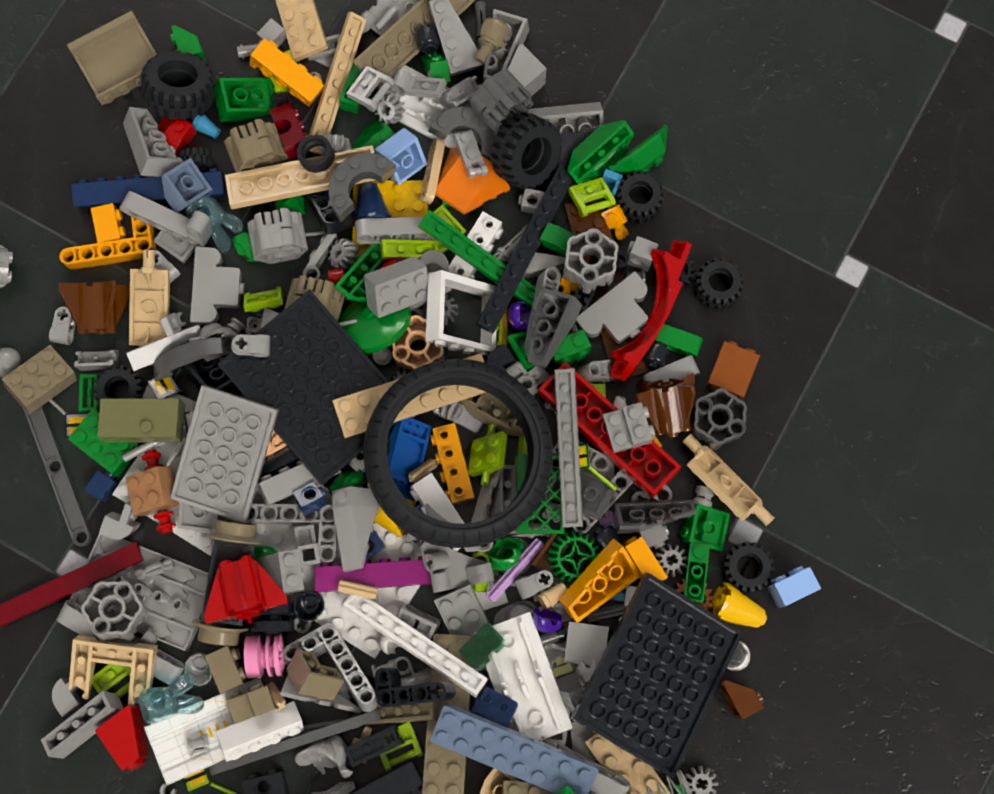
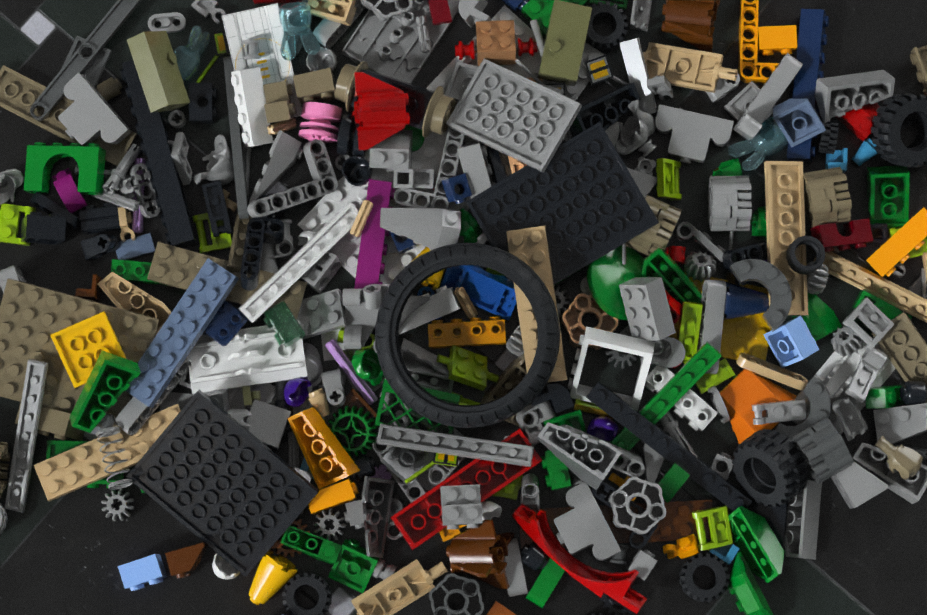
camera: 105 degrees right, 5 degrees up
(149, 637) = (359, 20): light grey hinge -> none
(187, 353) = (622, 96): dark grey slope -> none
(219, 150) = (838, 159): none -> dark azure panel
(255, 346) = (609, 160): light grey piece -> none
(312, 678) = (288, 161): dark tan brick -> none
(473, 211) = (718, 404): none -> light grey tile
(764, 741) = (142, 571): none -> light blue brick

